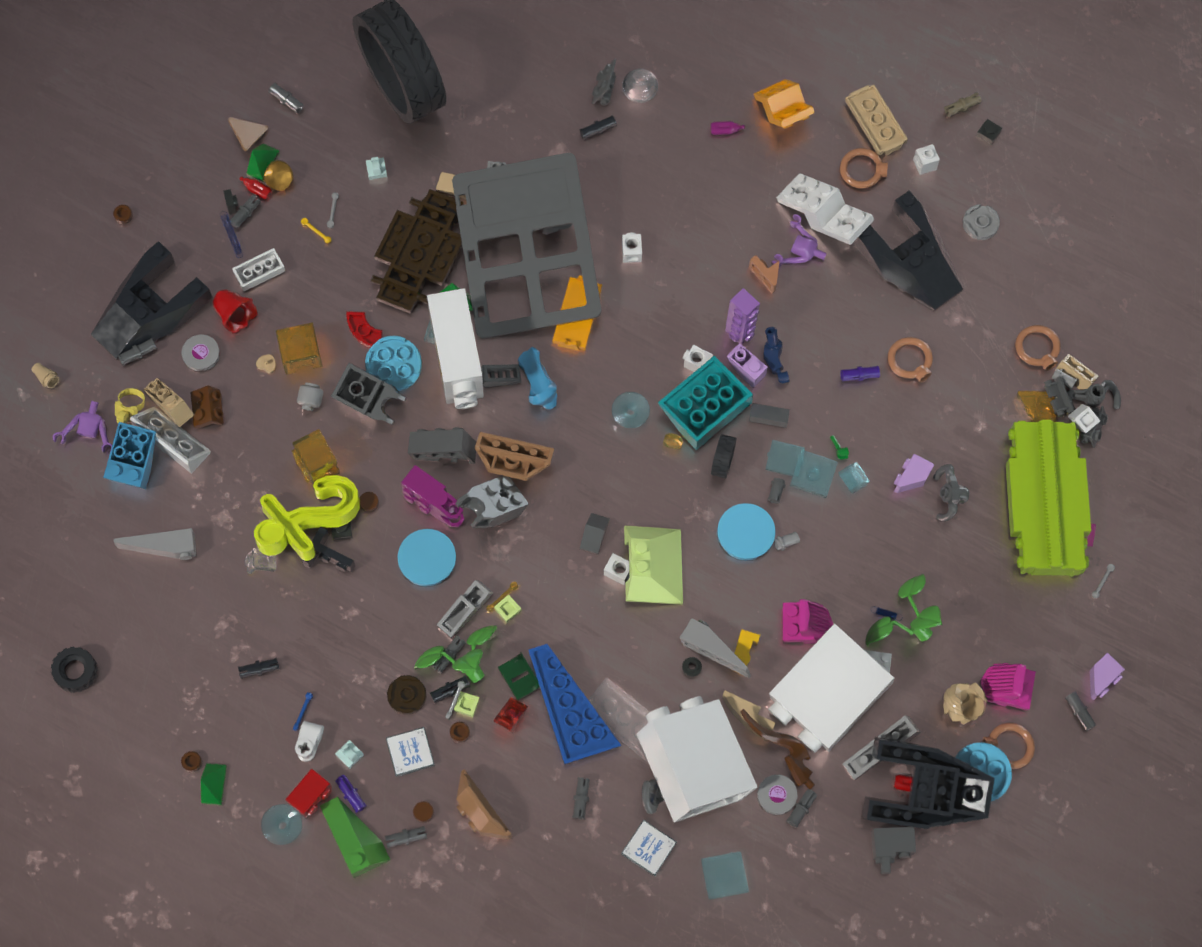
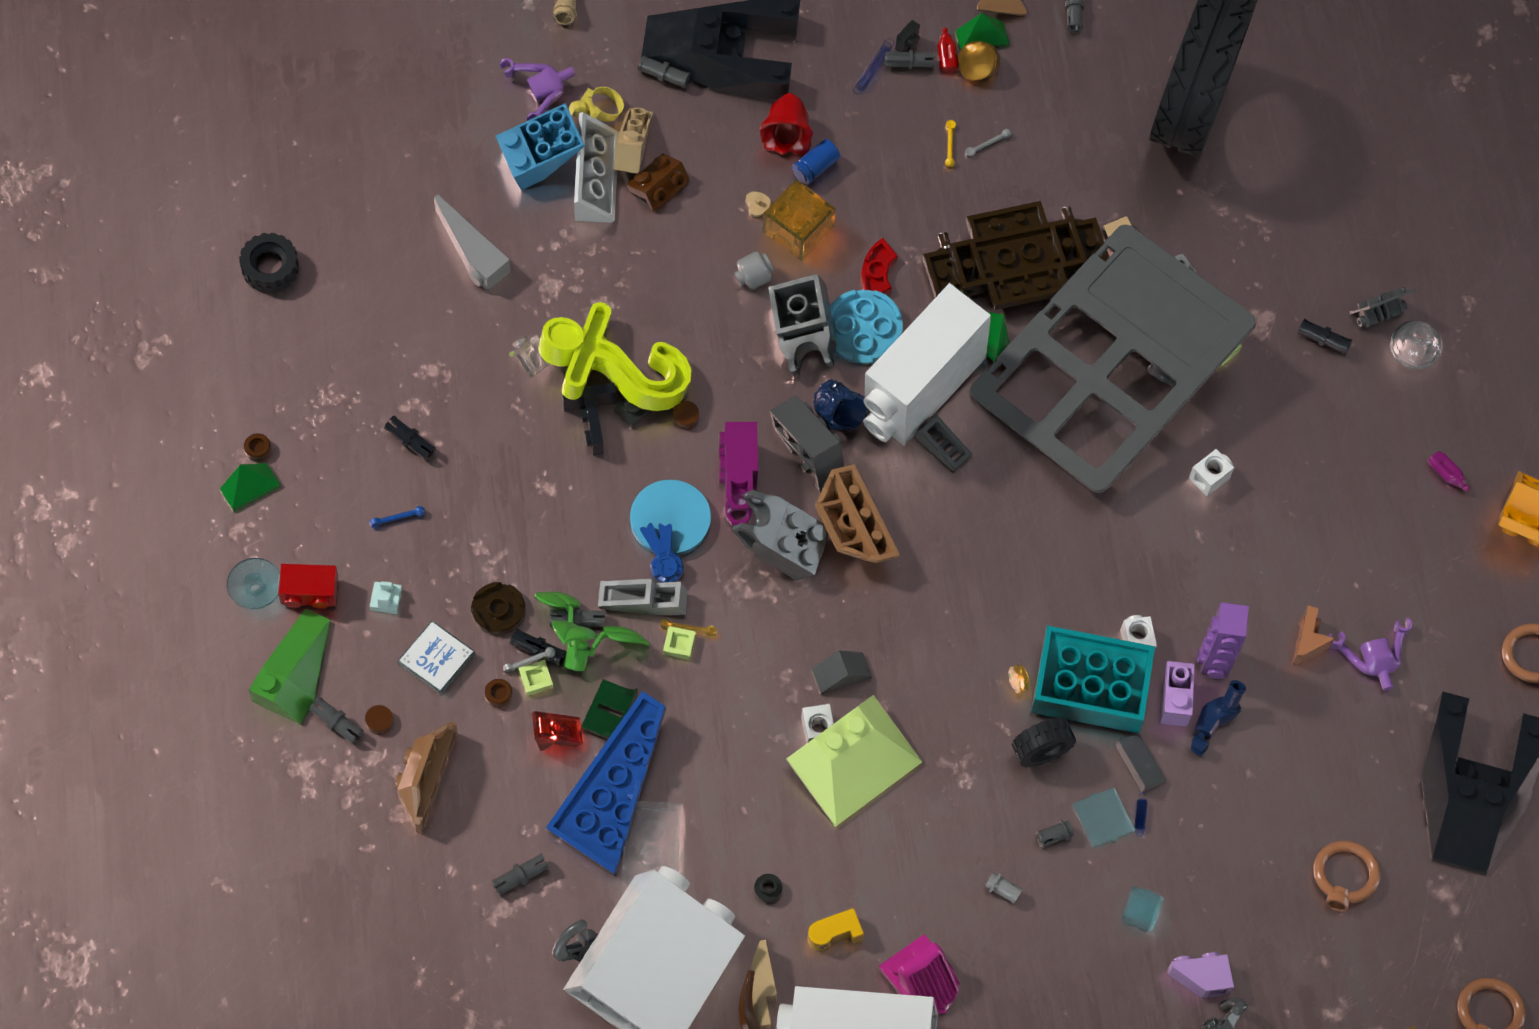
camera: 50 degrees right, 5 degrees down
(200, 352) = (715, 132): light grey tile -> none
(258, 269) = (855, 119): white piece -> none
(268, 311) = (816, 161): none -> blue piece
(309, 737) = (369, 544): white piece -> none
(314, 457) = (687, 321): clear yellow piece -> none
(350, 793) = (342, 630): dark purple axle -> none
(376, 168) = (1074, 150): light aqua tile -> none
(435, 413) = (839, 406): none -> dark blue hair
(455, 581) = (666, 564): none -> blue piece
(542, 387) = (963, 498): dark azure hair -> none
(574, 334) = (1059, 488): light orange brick -> none
(634, 402) = (1017, 595): clear light blue dish -> none
(649, 848) = (519, 990): white tile -> none
(704, 641) = (807, 879): light grey slope -> none
(746, 531) = (978, 835): medium azure tile -> none
(798, 437) = (1141, 812): none -> clear blue piece
(813, 473) = (1110, 861): clear light blue plate -> none
(825, 208) = (1443, 644): white bracket -> none
(842, 453) = (1163, 876): green hand -> none
(860, 373) = (1277, 828): dark purple pin -> none

